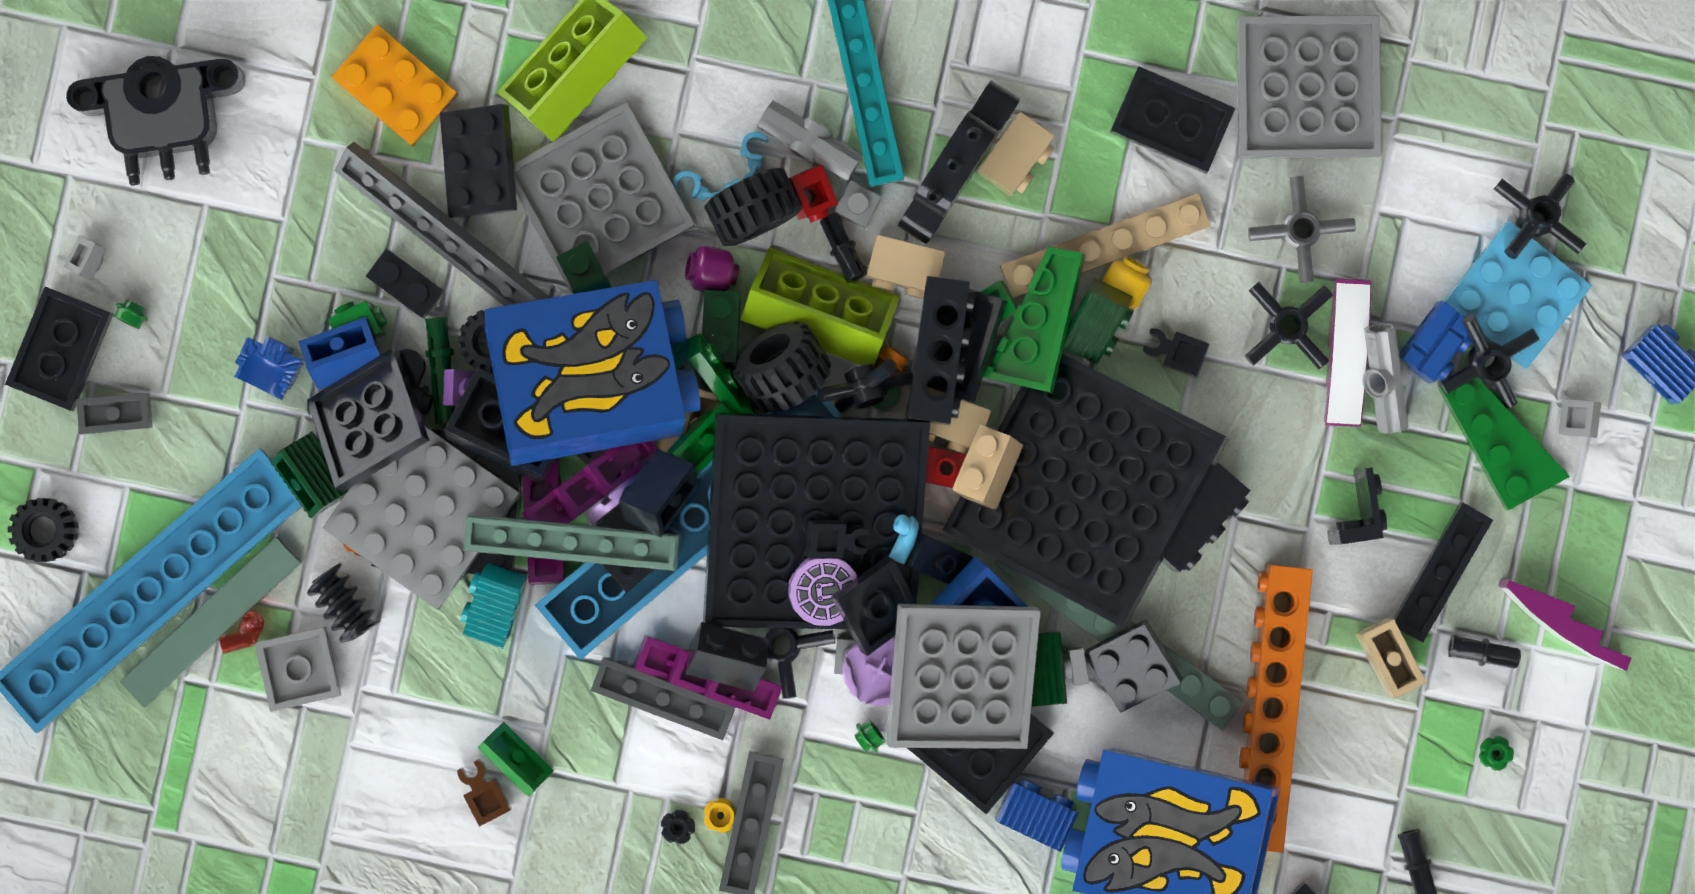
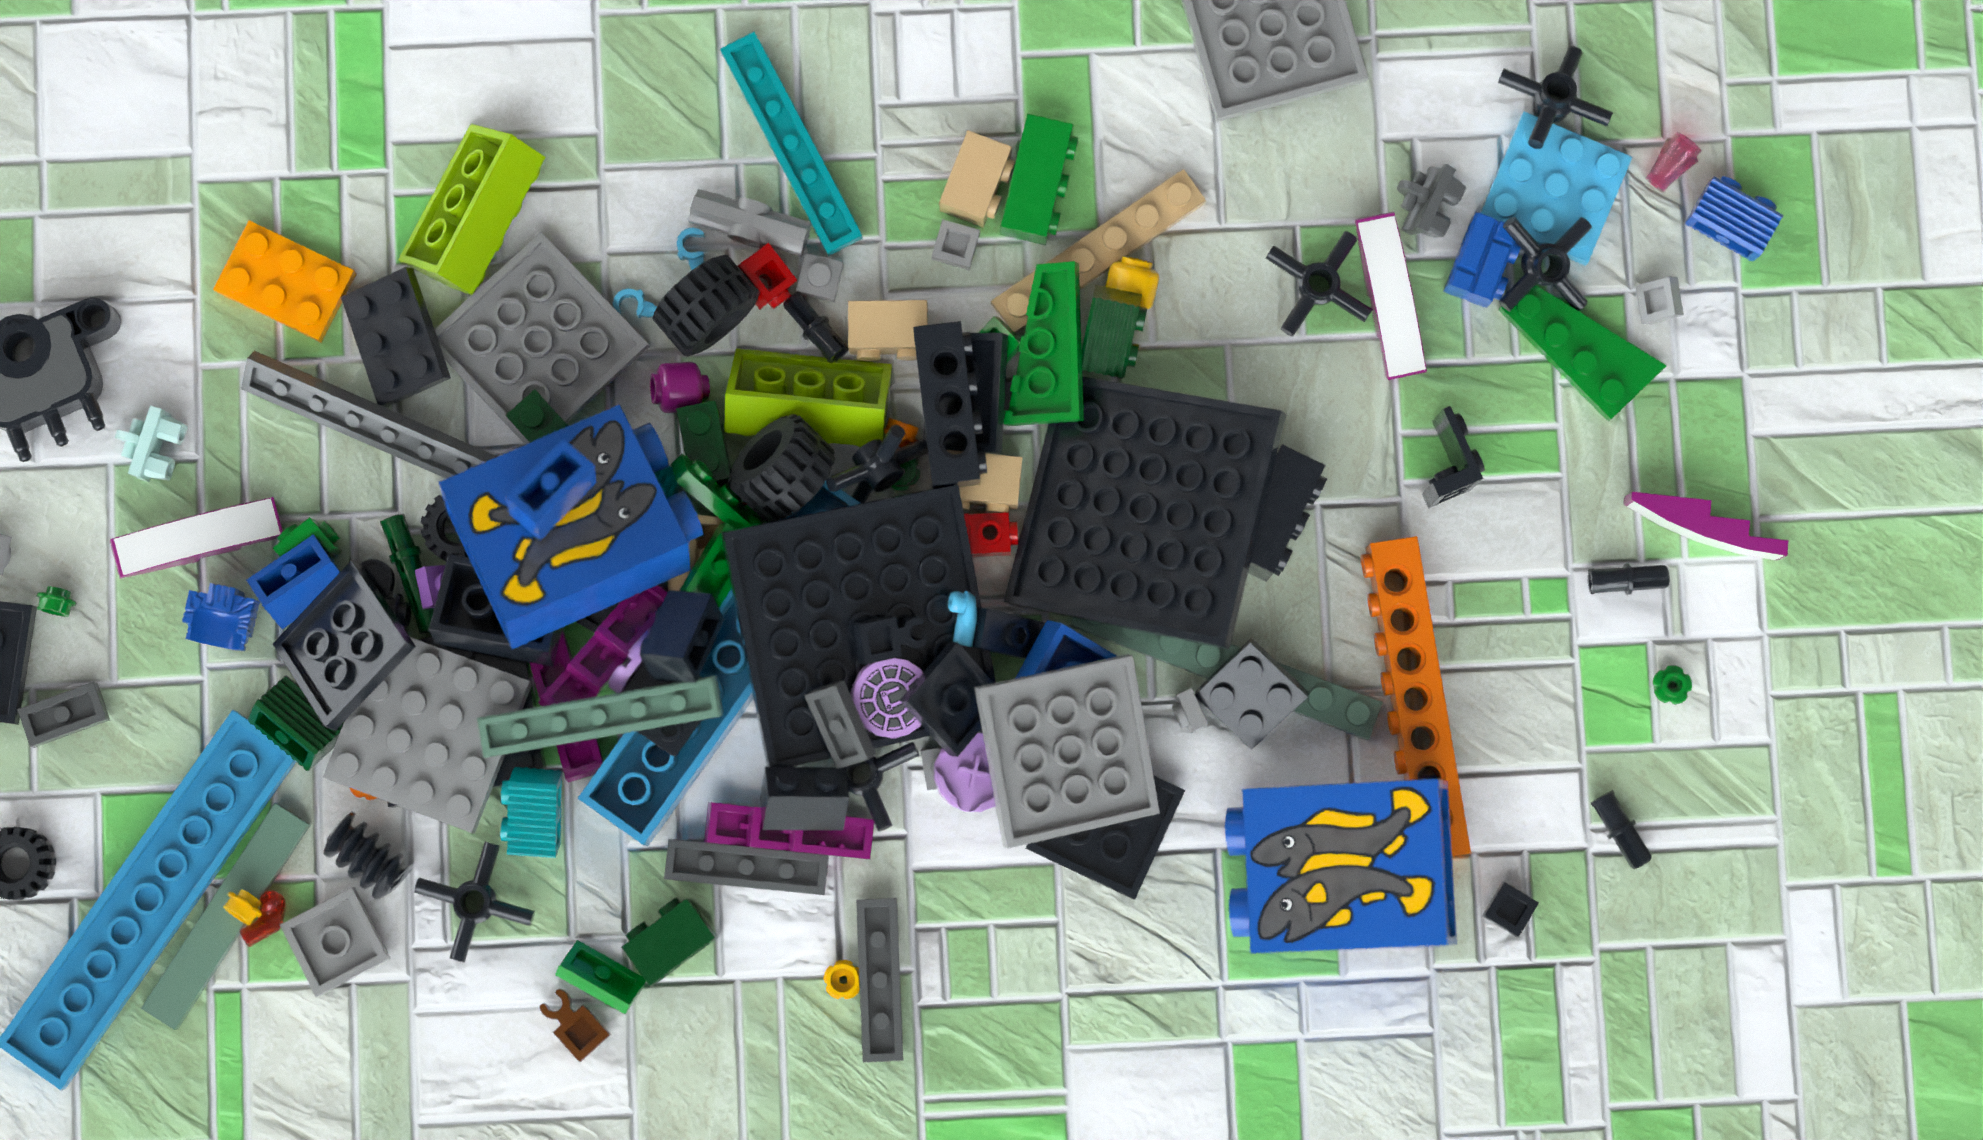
camera: 10 degrees left, 5 degrees down
(227, 619) = (243, 906): none -> yellow plate
(253, 187) = (145, 441): none -> light aqua hips
(264, 291) = (196, 537): none -> white slope
(404, 283) = (348, 490): black plate -> none
(416, 680) = (458, 895): none -> black bar
(580, 344) = (551, 489): none -> blue brick
(580, 744) = (668, 941): none -> dark green brick
(677, 817) = (788, 1005): black plate -> none
(774, 603) = (840, 724): none -> dark grey plate
(869, 736) = (984, 848): green plate -> none
(958, 161) = (914, 201): black piece -> none
(983, 207) = (955, 244): none -> light grey plate
(987, 467) = (1034, 518): tan brick -> none
(1036, 814) = (1190, 885): blue brick -> none
(1049, 675) = (1162, 726): dark green brick -> none
(1070, 170) = (1038, 179): none -> green brick
(1172, 120) = (1134, 99): black plate -> none
(1182, 354) = (1213, 343): black plate -> none
(1316, 227) = (1310, 193): flat silver bar -> none
(1386, 378) = (1439, 310): light grey piece -> none
(1390, 658) = (1528, 610): tan brick -> none
(1401, 275) = (1424, 197): none -> dark grey hips
(1442, 571) = (1557, 504): black plate -> none
(1626, 299) = (1673, 161): none -> clear pink cone

